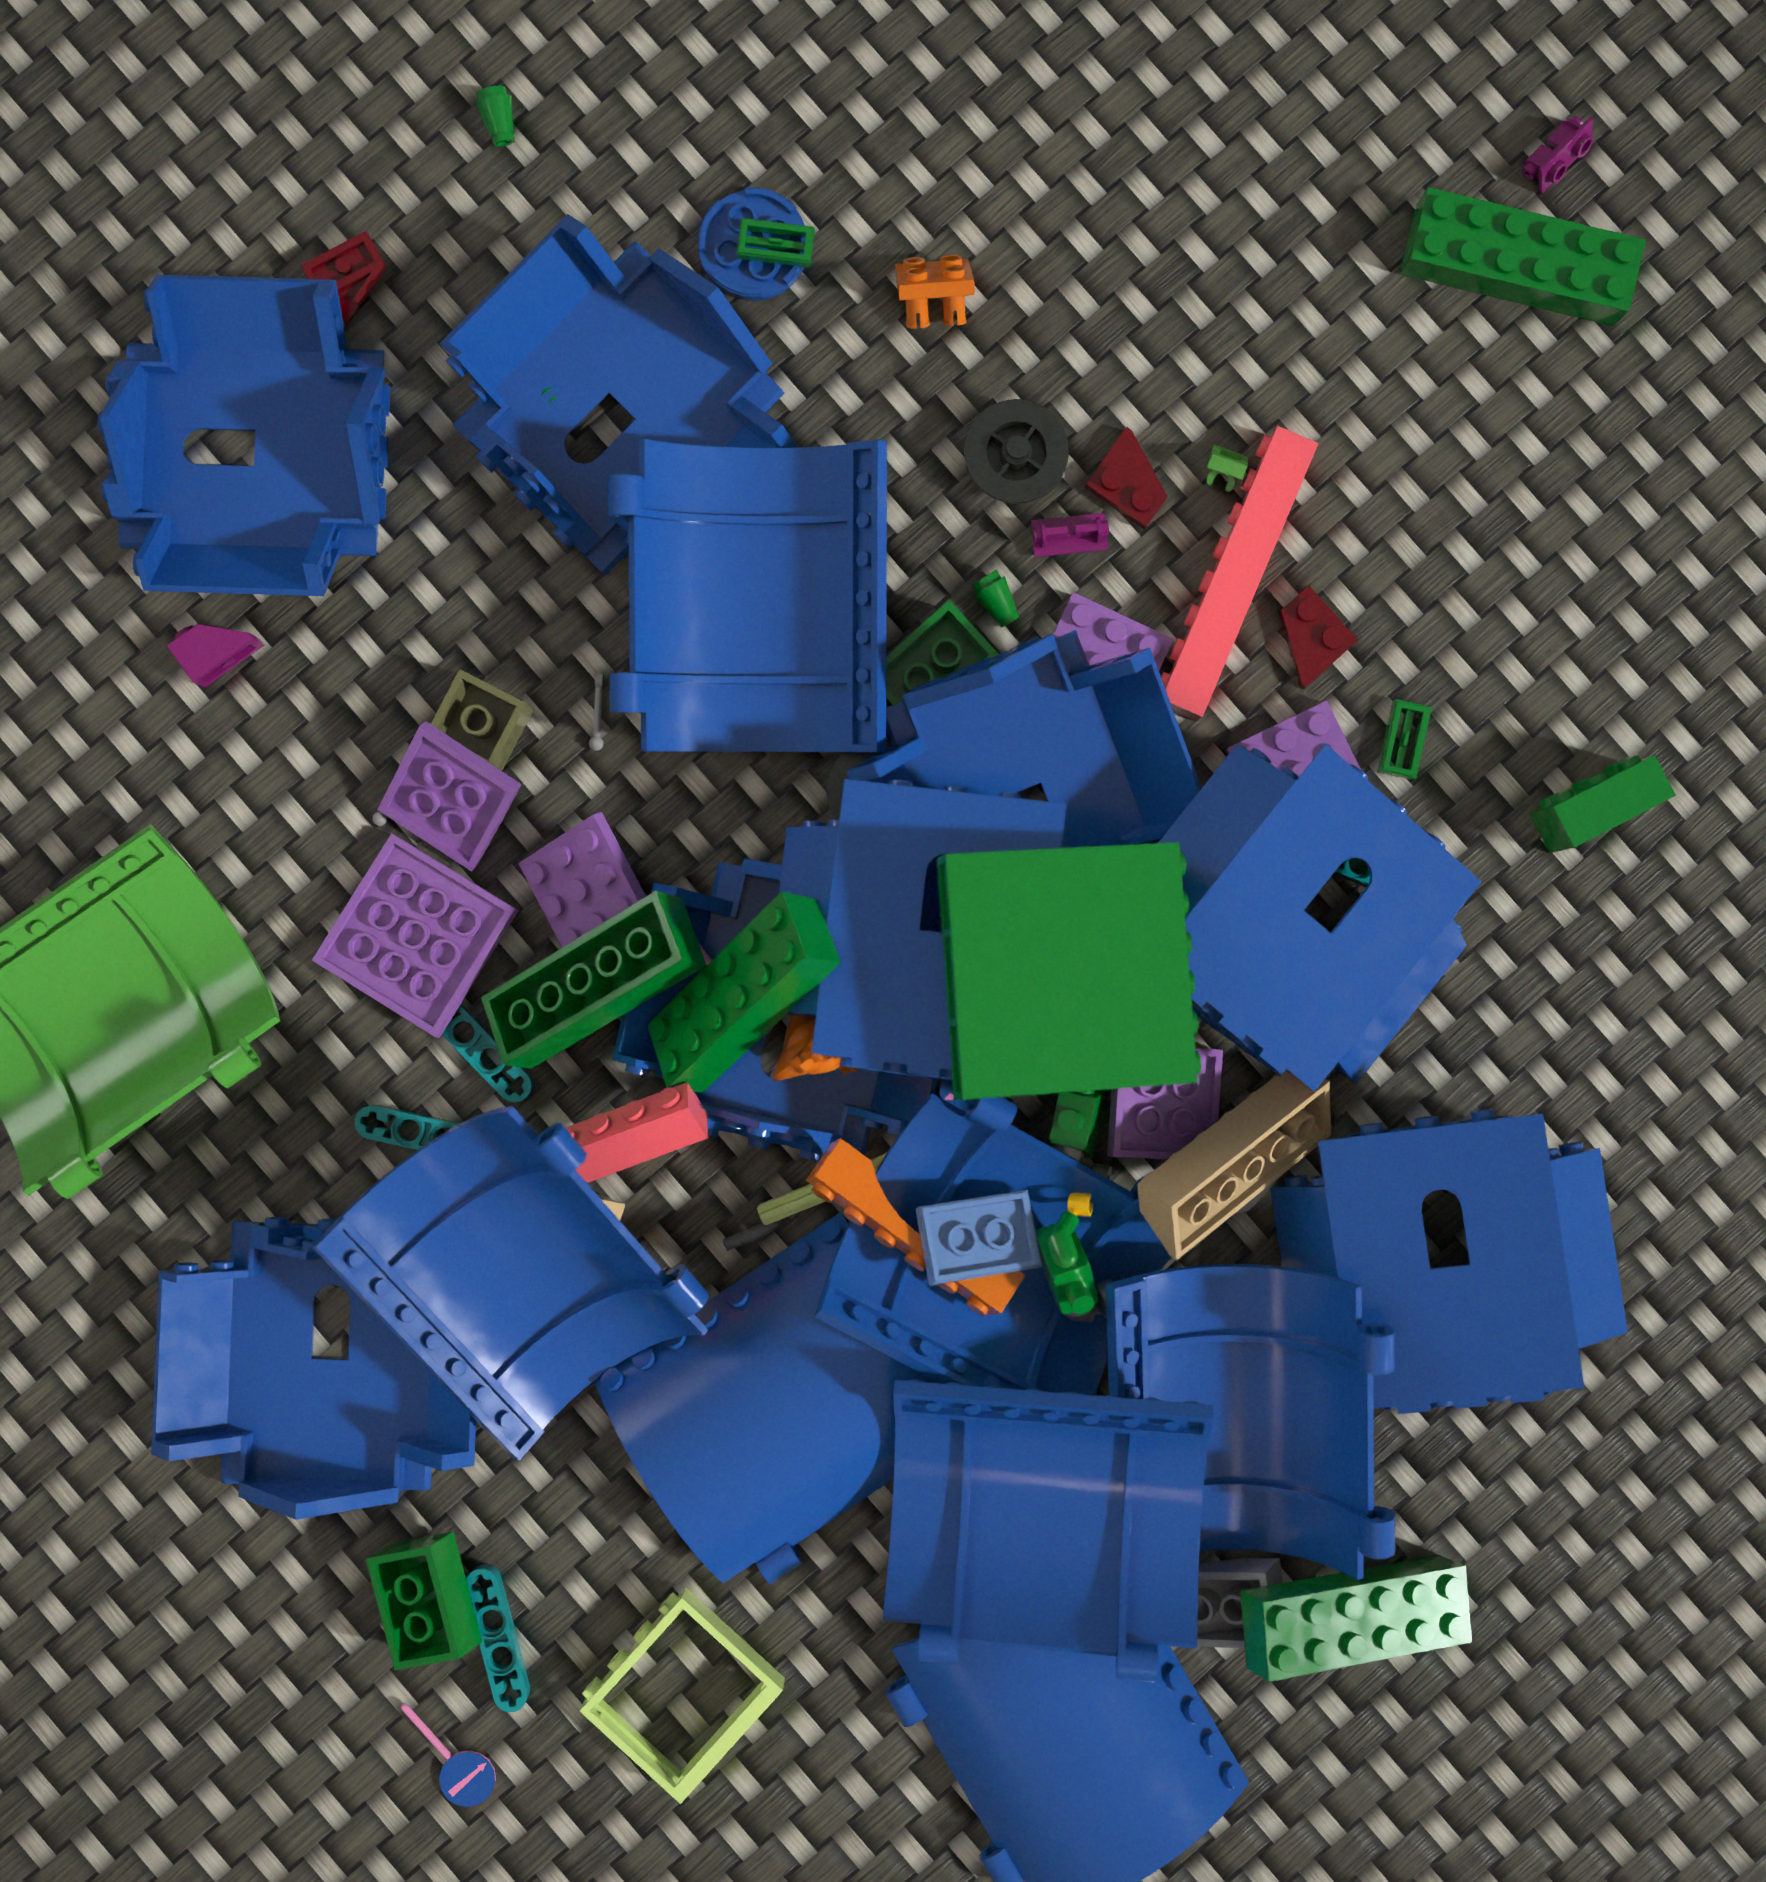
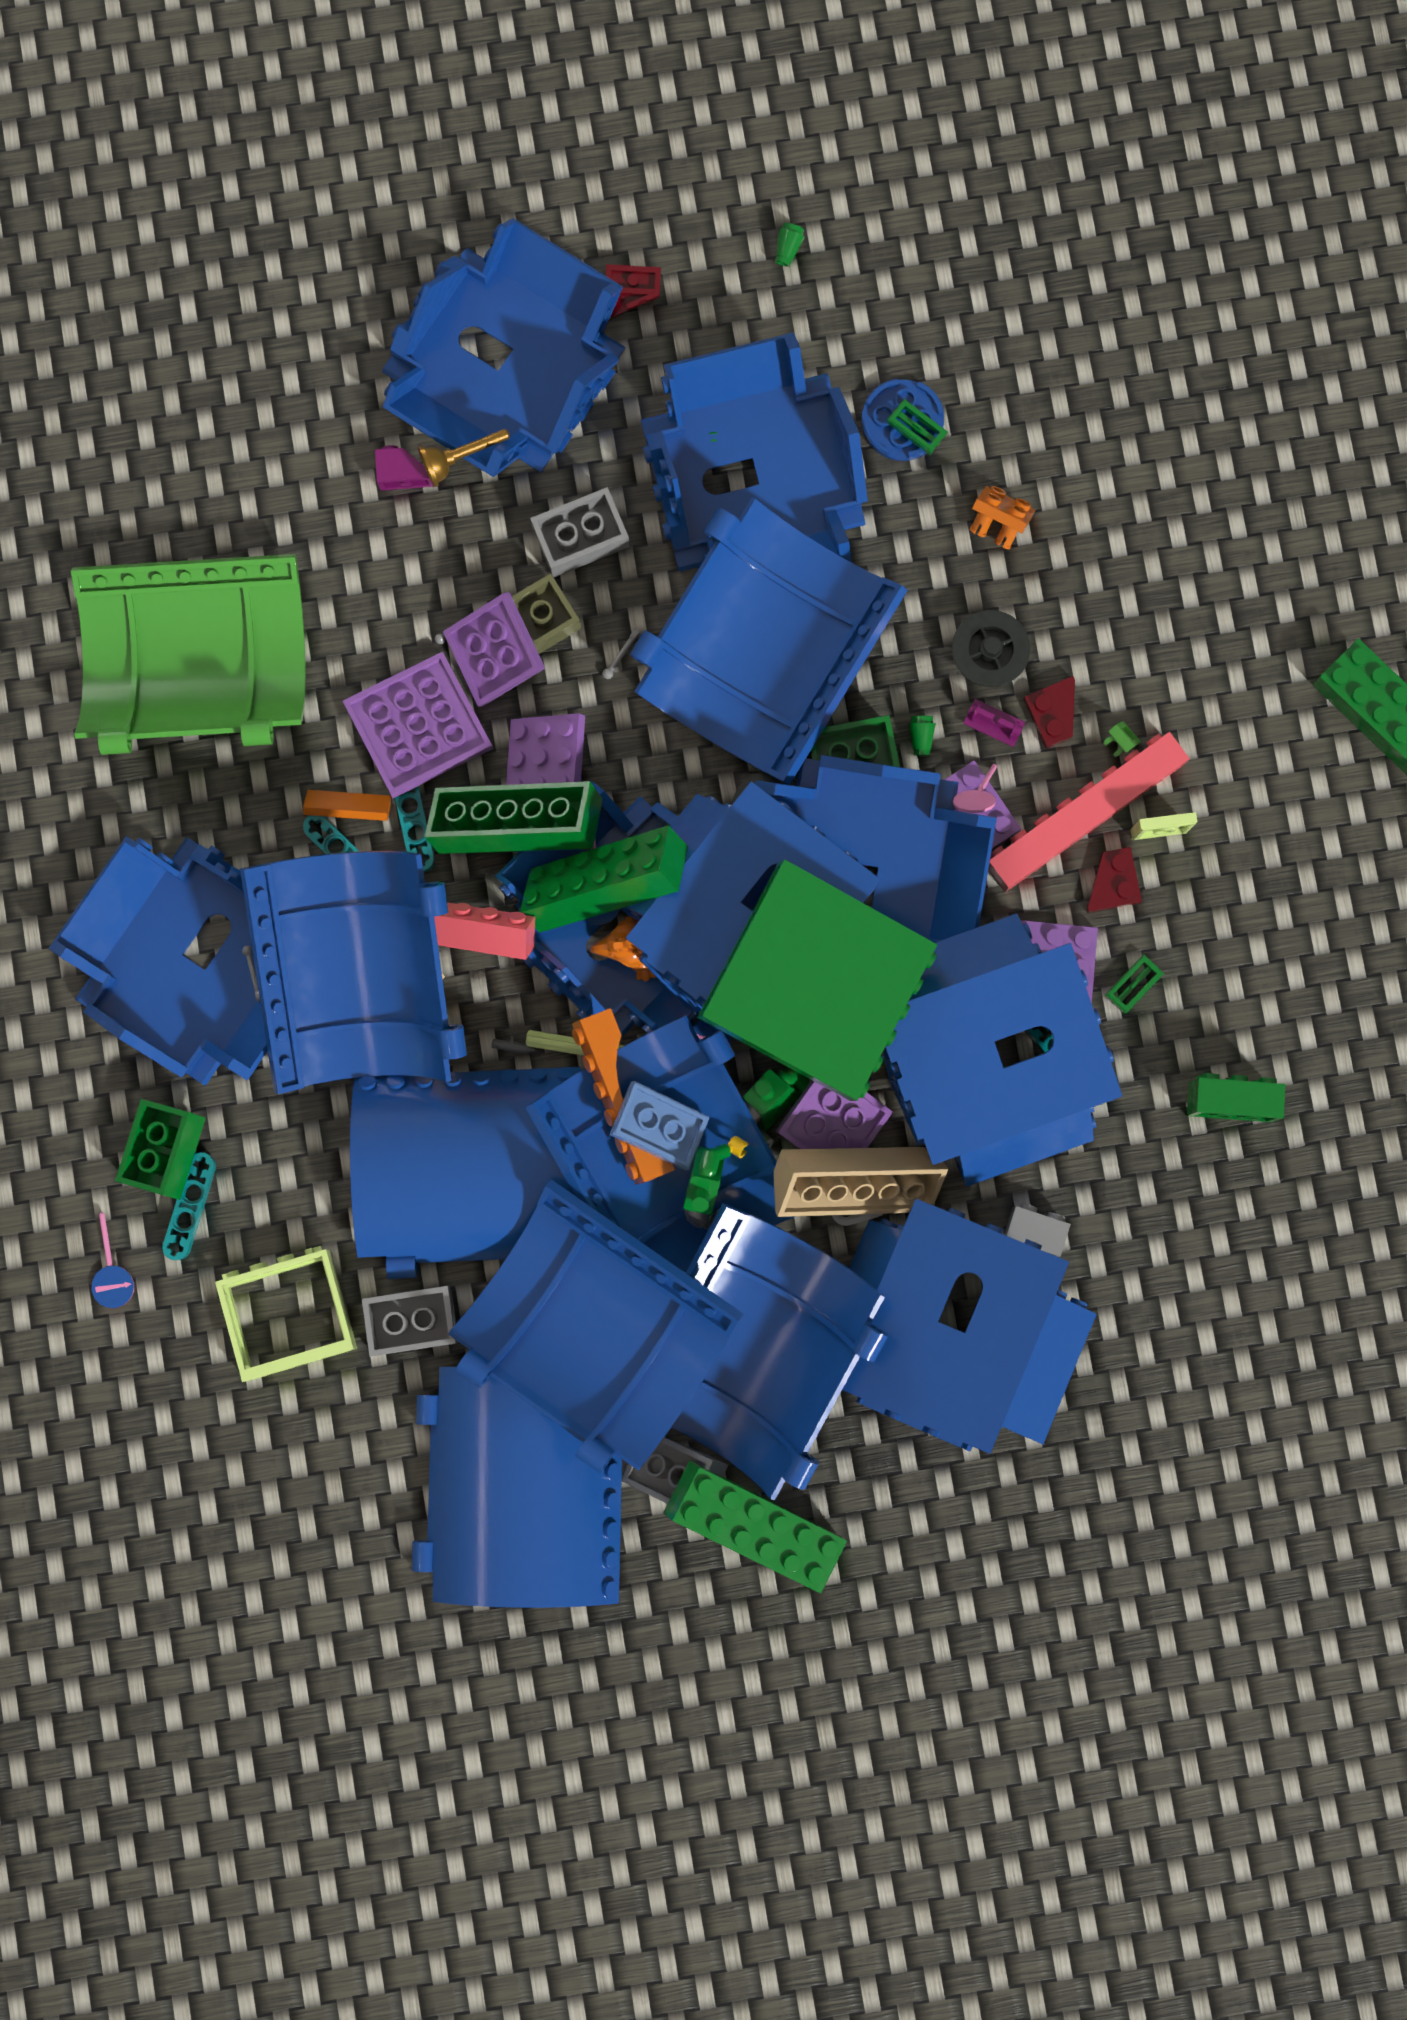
camera: 30 degrees right, 5 degrees down
(248, 615) = (438, 461): none -> pearl gold piece
(392, 1075) = (347, 805): none -> orange tile
(464, 599) = (580, 532): none -> light grey brick
(825, 1619) = (409, 1320): none -> light grey brick
(1110, 638) = (976, 800): none -> bright pink piece
(1336, 539) = (1163, 826): none -> yellowish green tile
(1464, 1086) = (1045, 1230): none -> light grey brick

